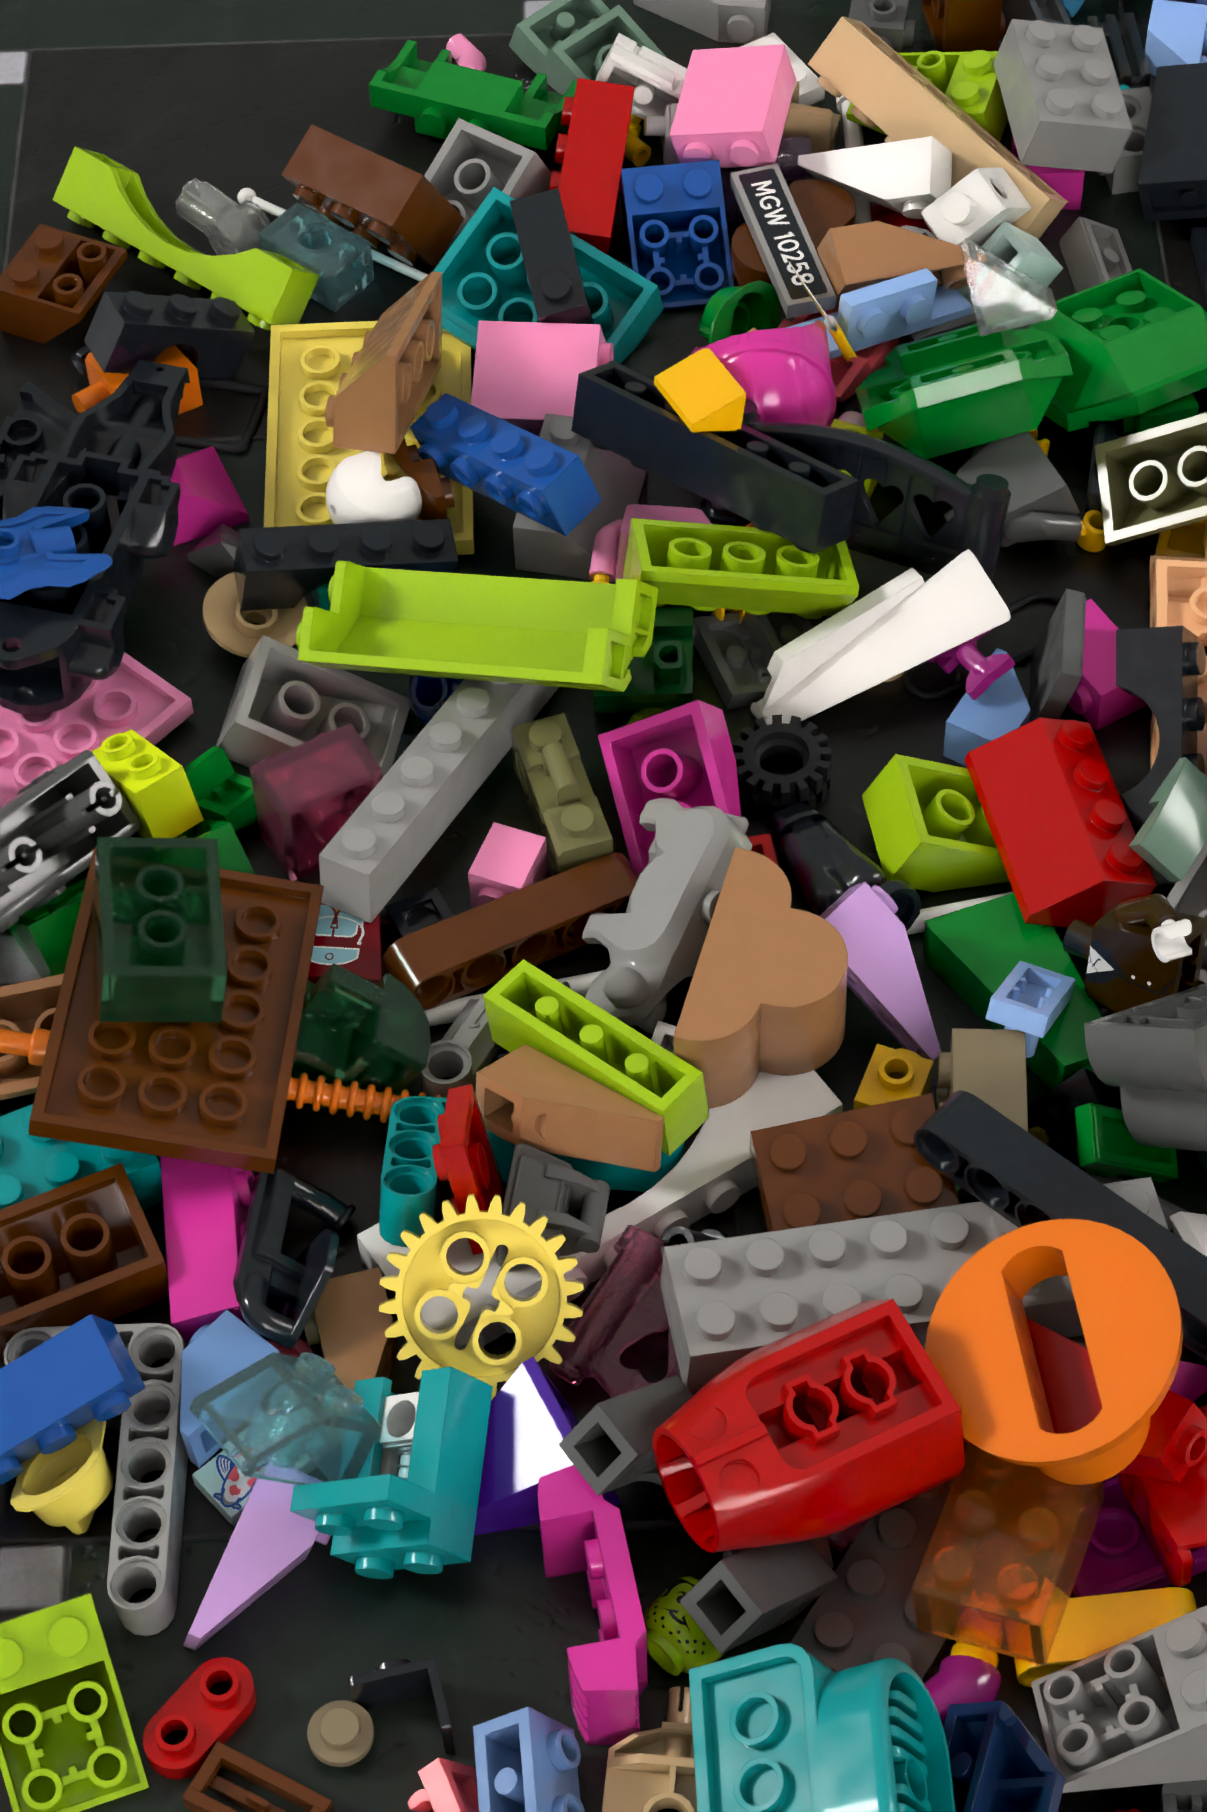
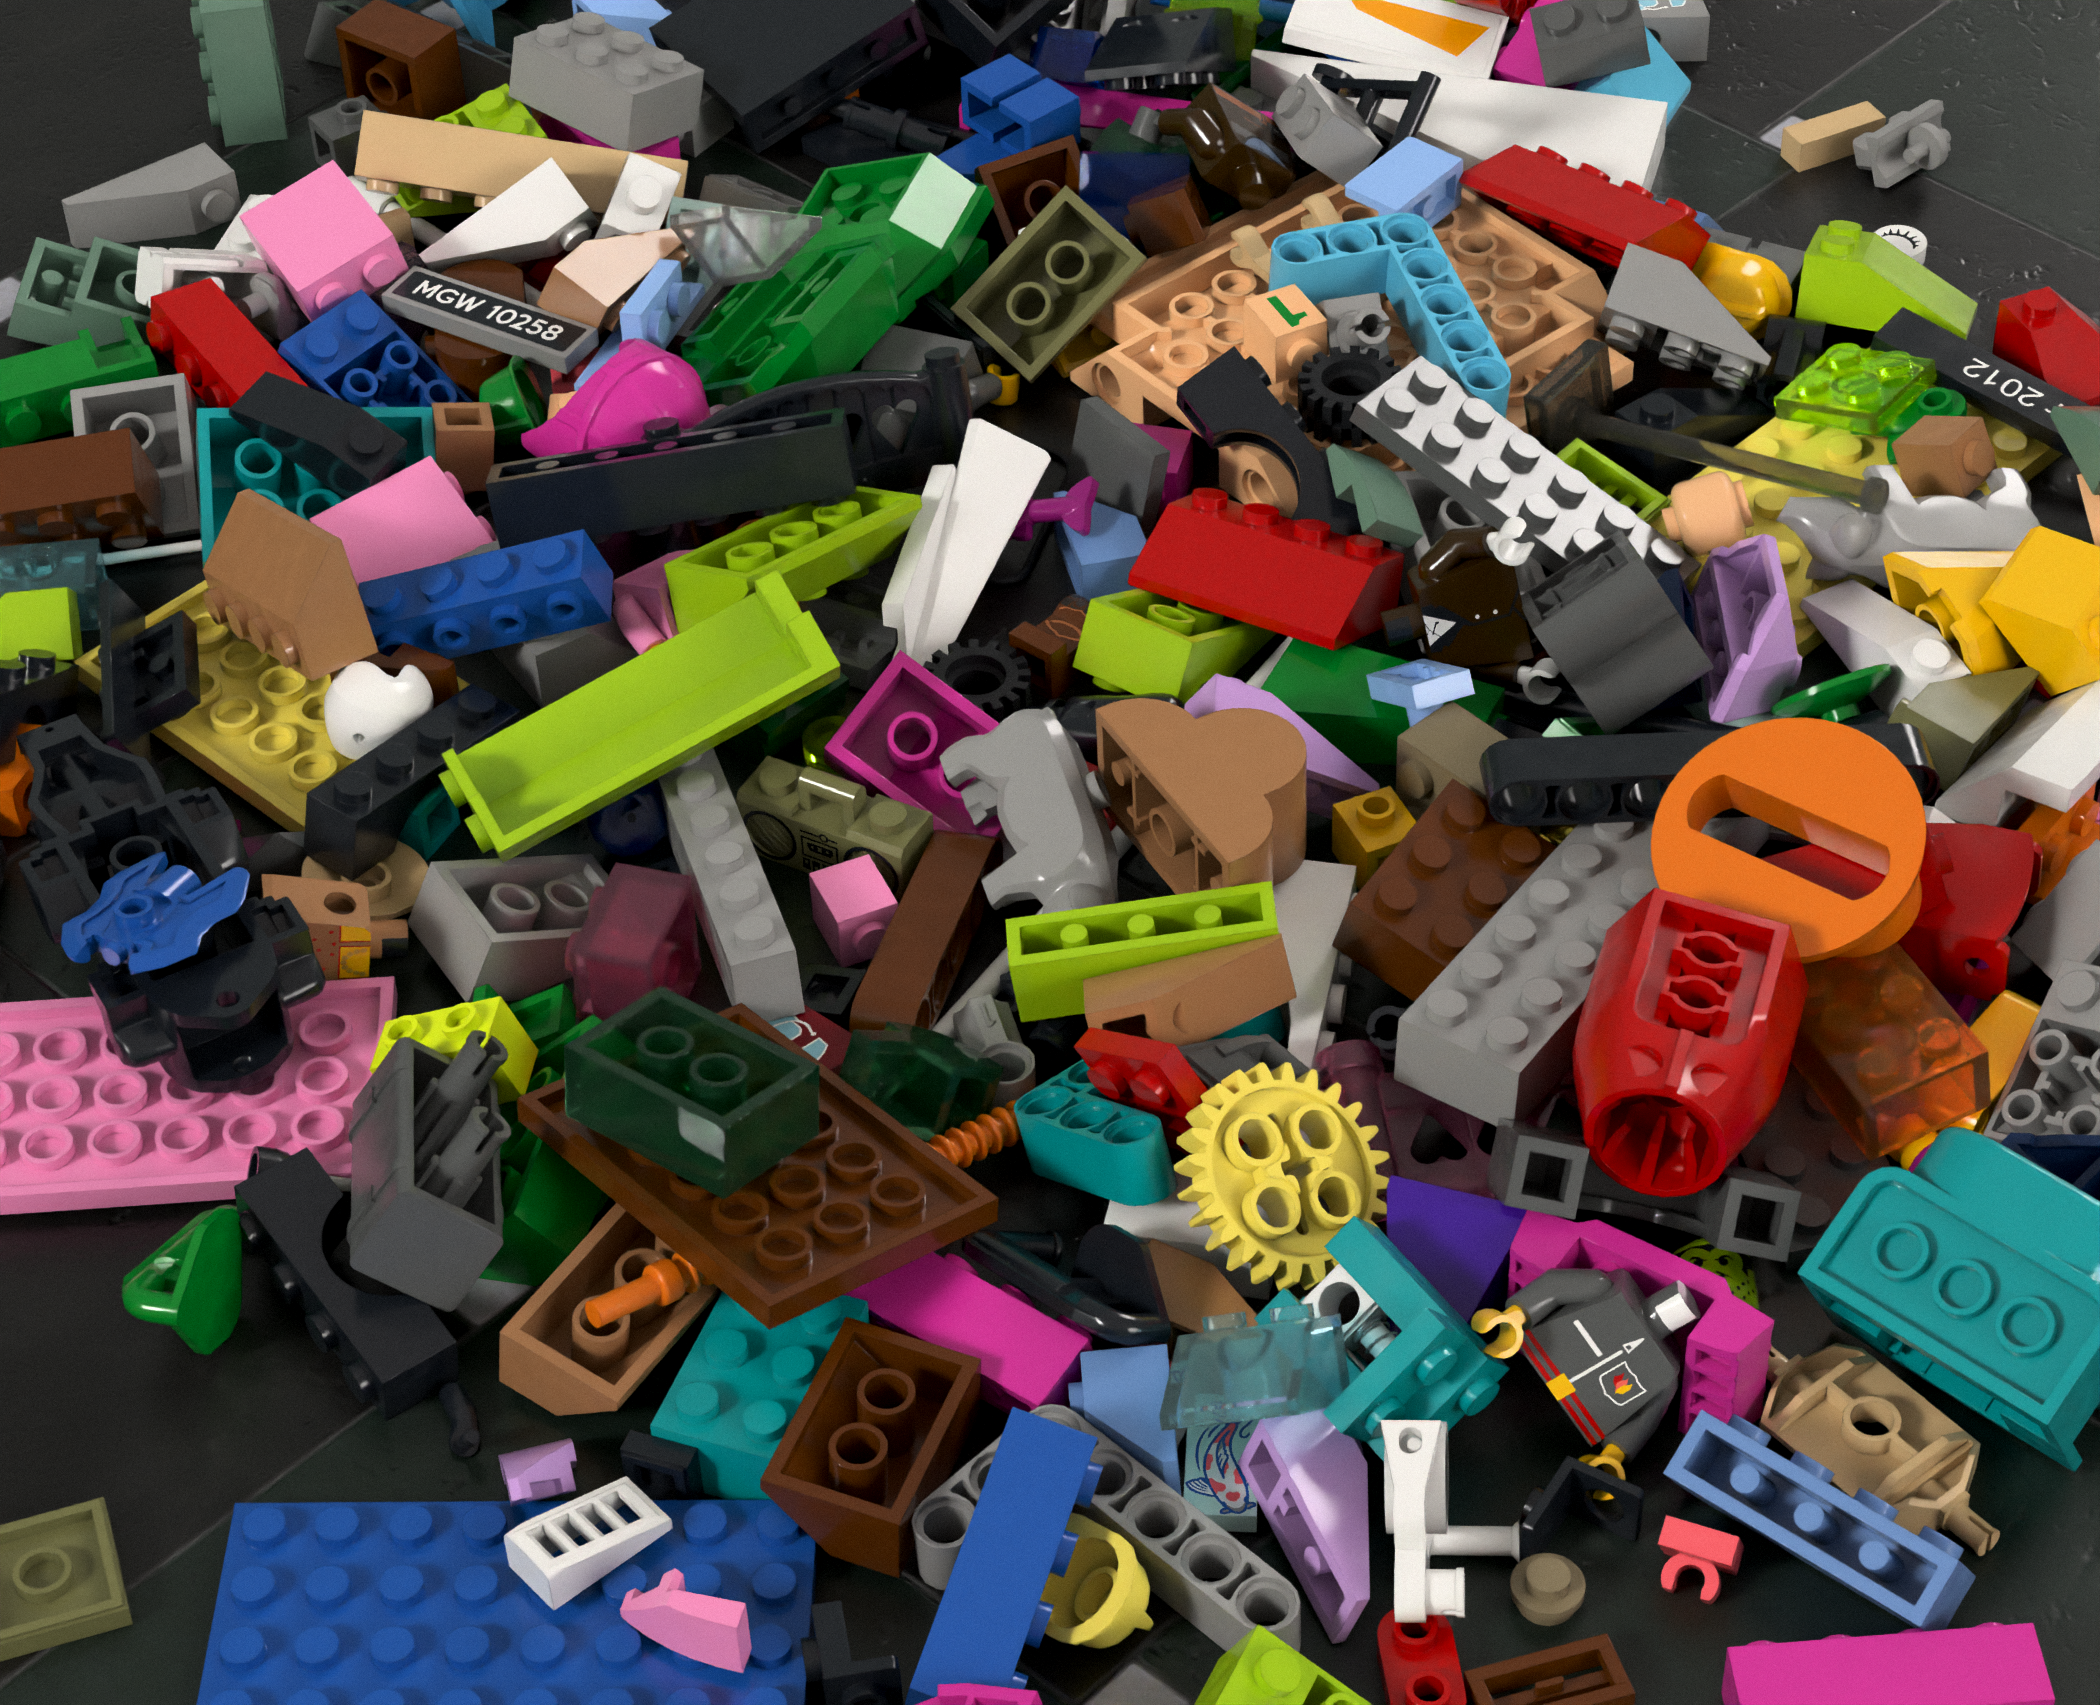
camera: 45 degrees left, 10 degrees down
(175, 636) = (340, 924): none -> medium nougat torso
(277, 363) = (144, 671): none -> black bracket
(310, 1588) = (1418, 1517): none -> white piece
(529, 1602) = (1599, 1353): none -> dark grey torso
(665, 328) = (464, 442): none -> medium nougat brick
(703, 393) = (625, 424): yellow slope -> none
(833, 327) = (601, 336): yellow sticker -> none
(858, 766) = (1053, 644): none -> reddish brown leg

